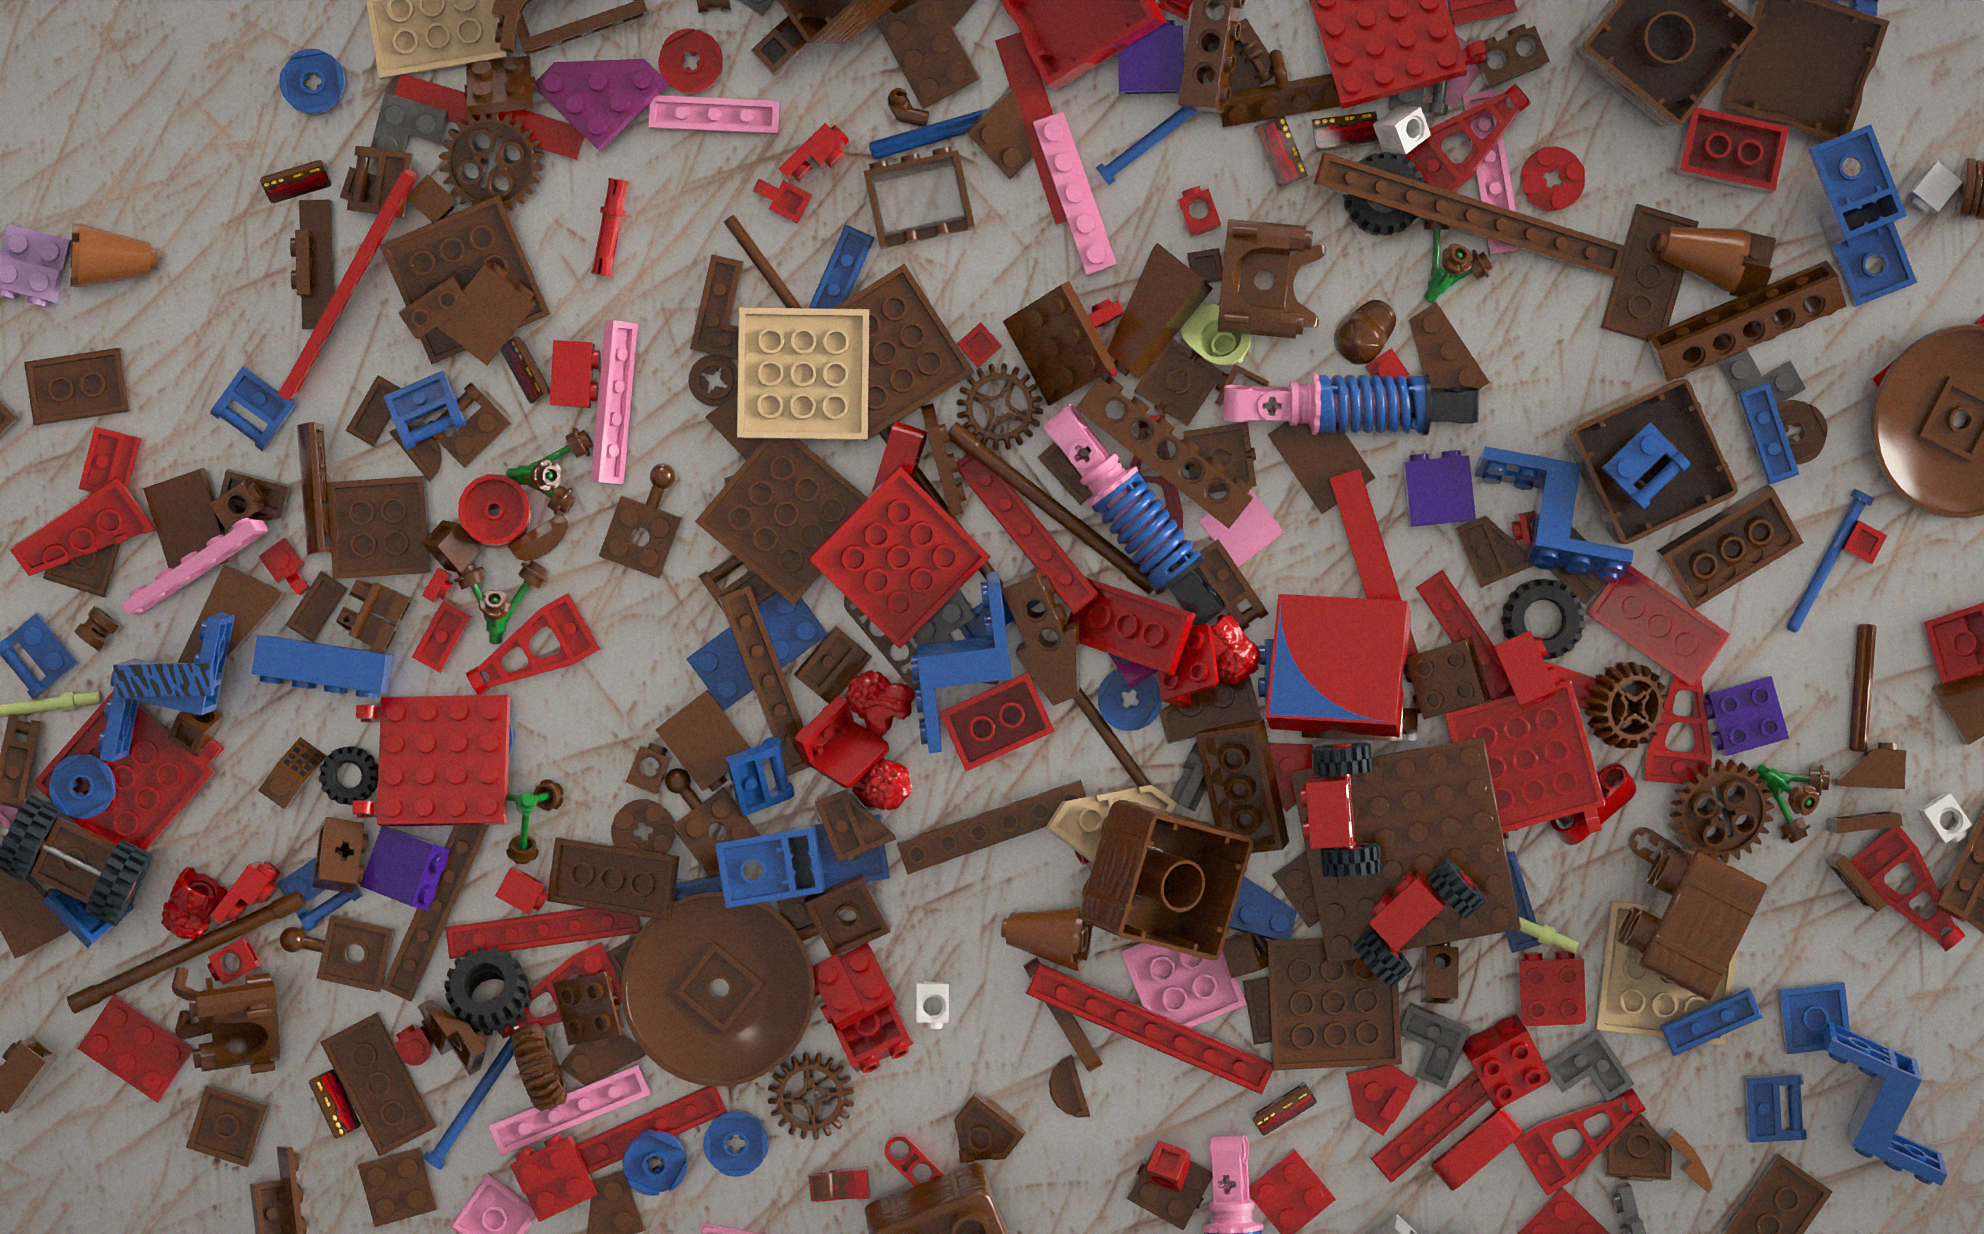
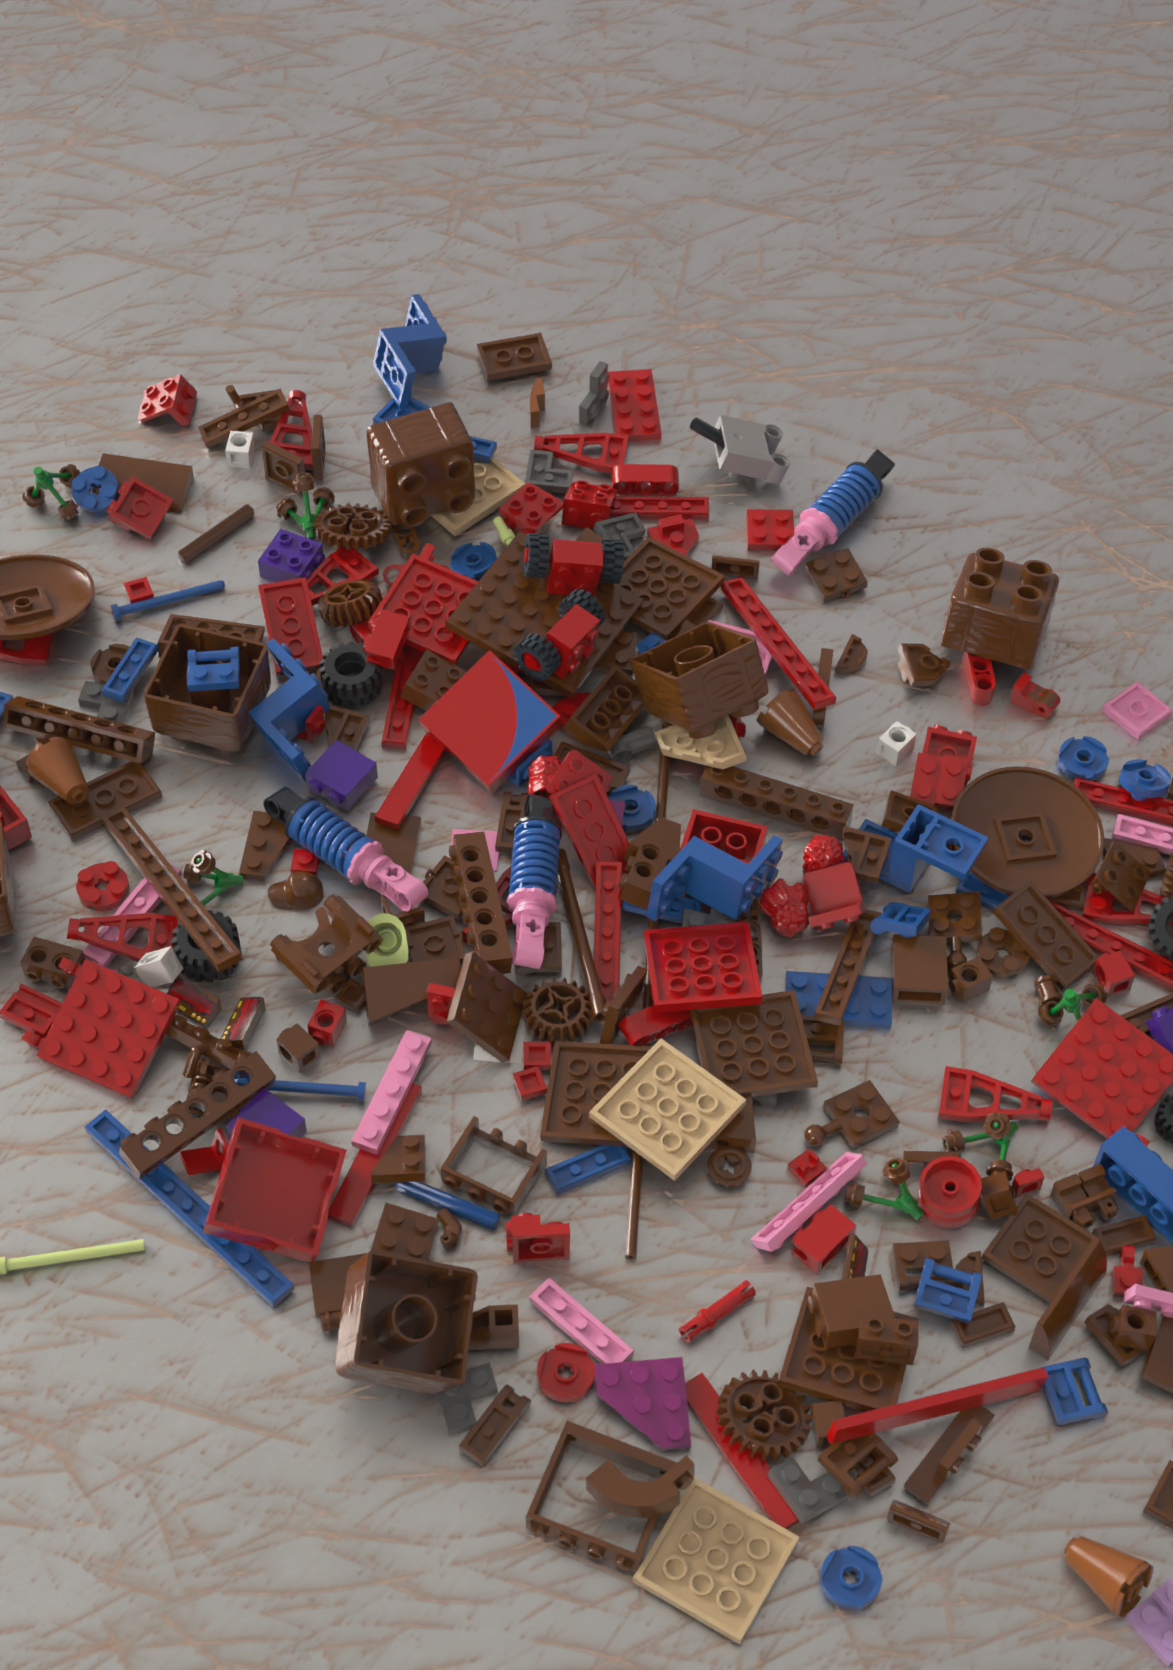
camera: 145 degrees left, 35 degrees down
(441, 636) = (1049, 1151): red plate -> none
(499, 85) = (718, 1455): reddish brown plate -> none
(566, 817) = (1047, 989): none -> reddish brown bush
(645, 439) = (806, 1167): none -> red tile
(713, 328) = (701, 1196): reddish brown plate -> none
(786, 200) = (583, 1236): red plate -> none
(807, 1068) = (1014, 745): reddish brown gear -> none
(832, 665) = (798, 952): reddish brown plate -> none
(961, 311) = (529, 1083): none -> red plate
(1169, 1166) = (829, 567): red brick -> none
(1203, 166) = (298, 1047): none -> reddish brown brick
(1564, 890) = (483, 556): none -> blue plate
(1639, 1154) = (561, 420): reddish brown plate -> none
(1765, 1110) = (471, 400): blue plate -> none
(1876, 768) = (252, 490): reddish brown slope -> none

